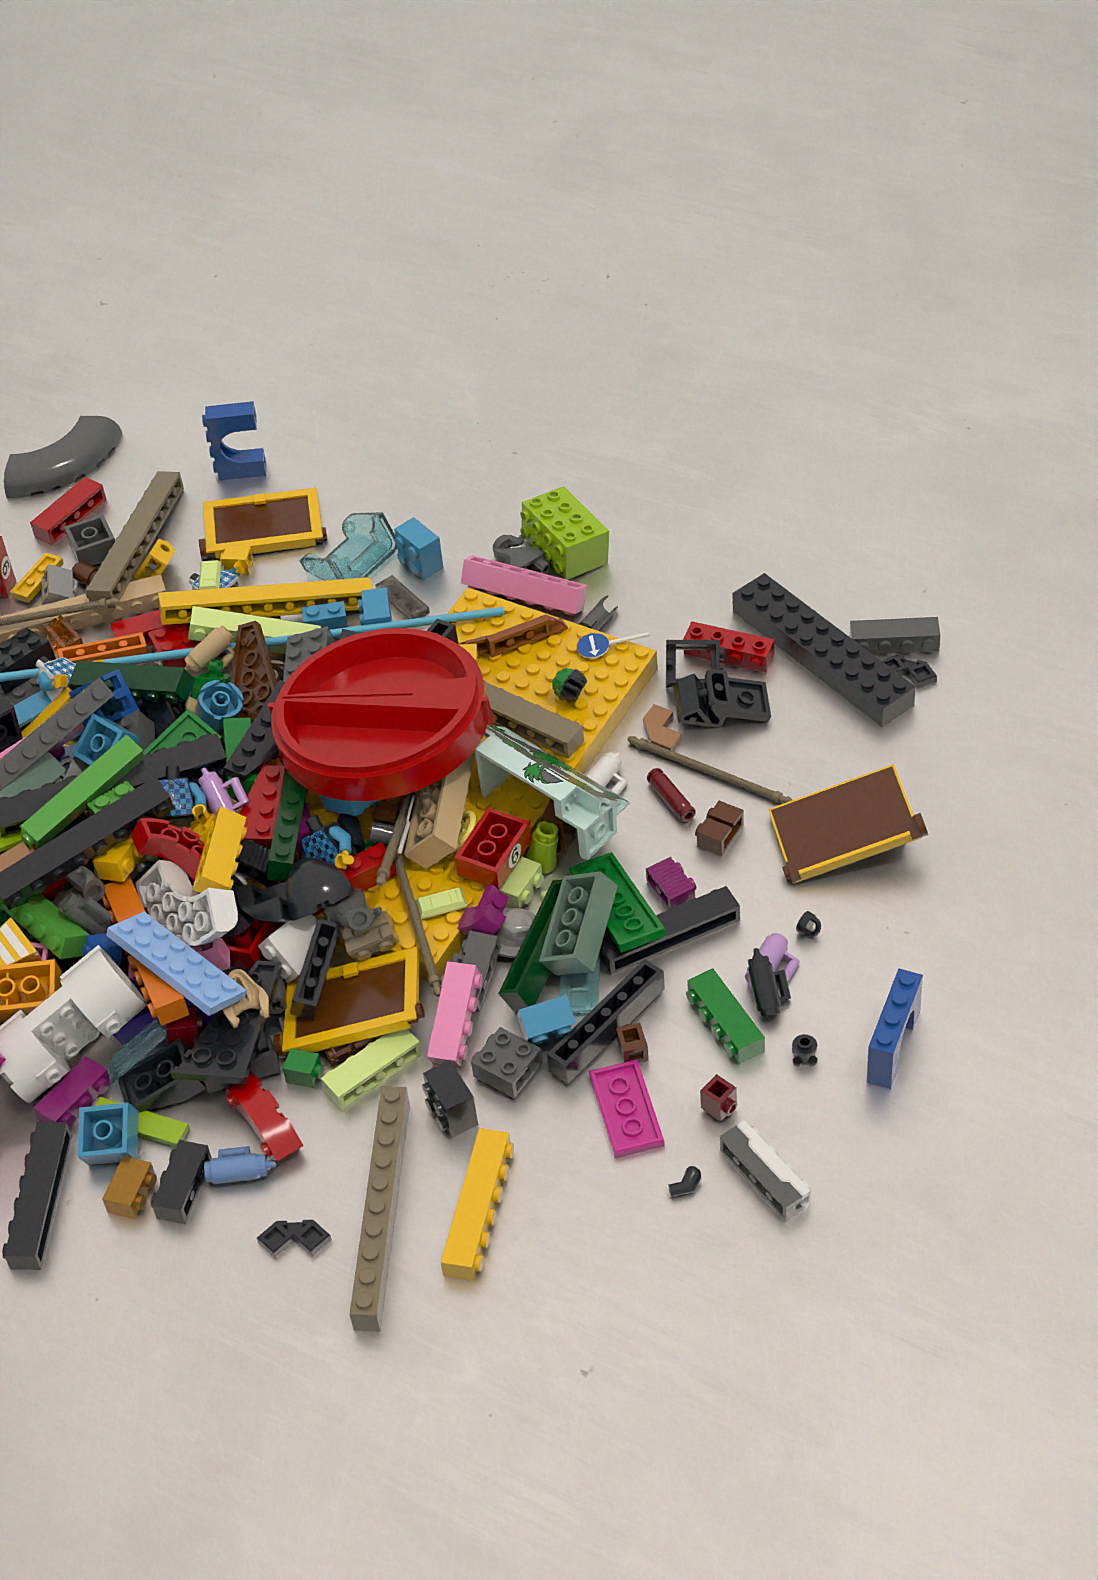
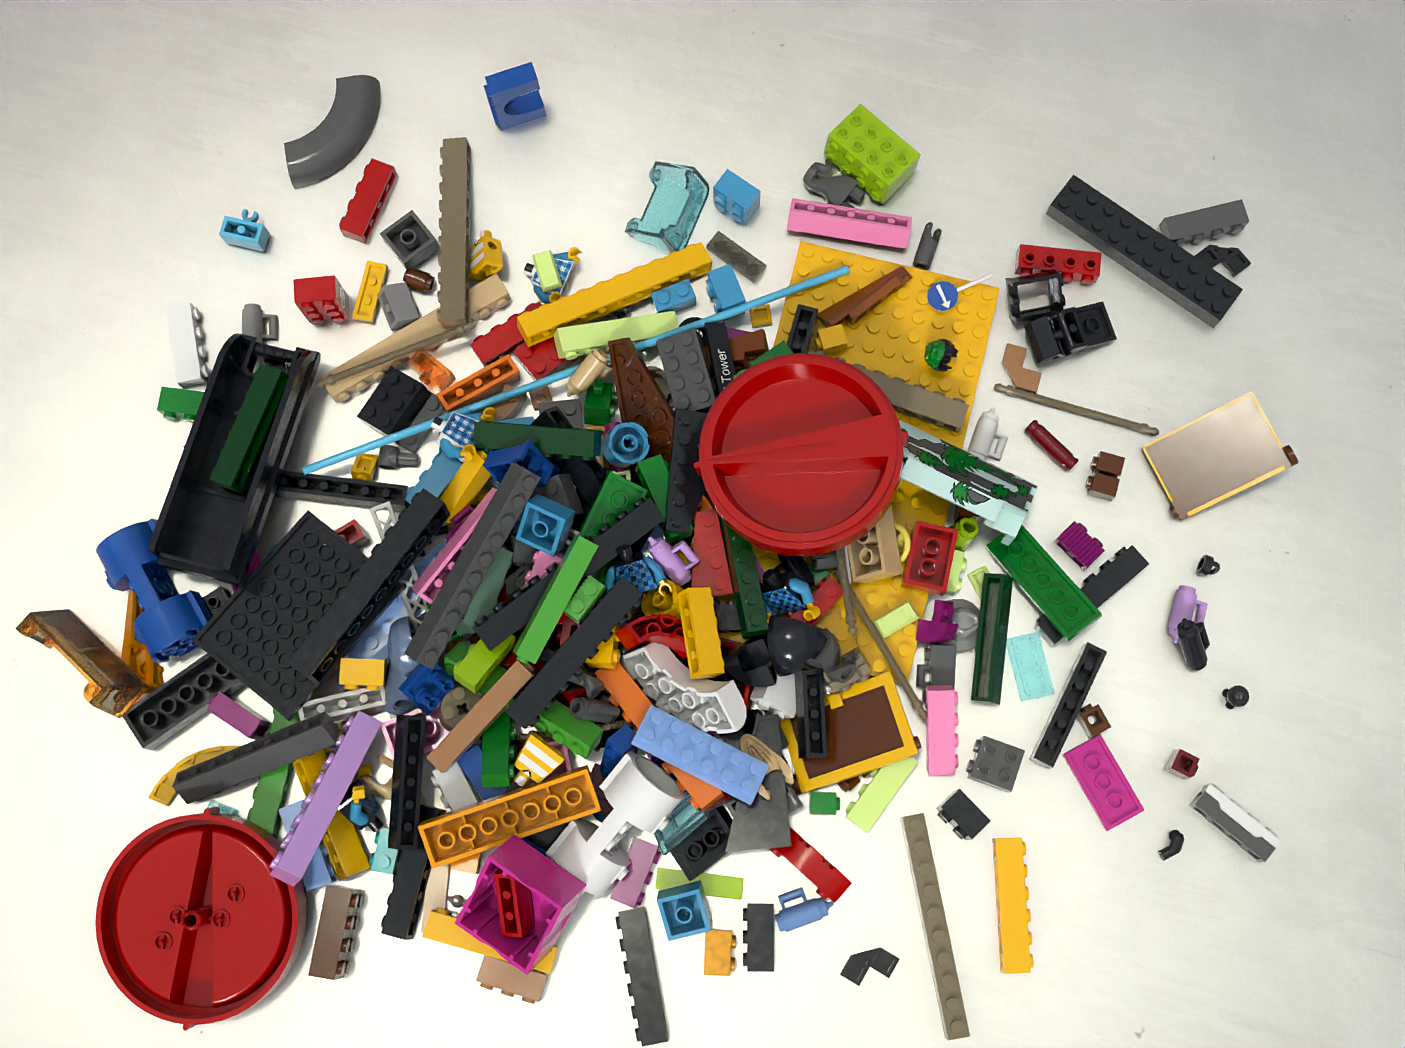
camera: 15 degrees left, 30 degrees up
(234, 553) = (560, 236): yellow brick -> none
(263, 522) = (566, 182): door -> none
(546, 1020) = (1021, 720): dark azure brick -> none
(578, 923) = (1024, 621): sand green brick -> none
(725, 1016) = (1163, 677): green brick -> none
(898, 1013) = (1318, 643): blue arch -> none

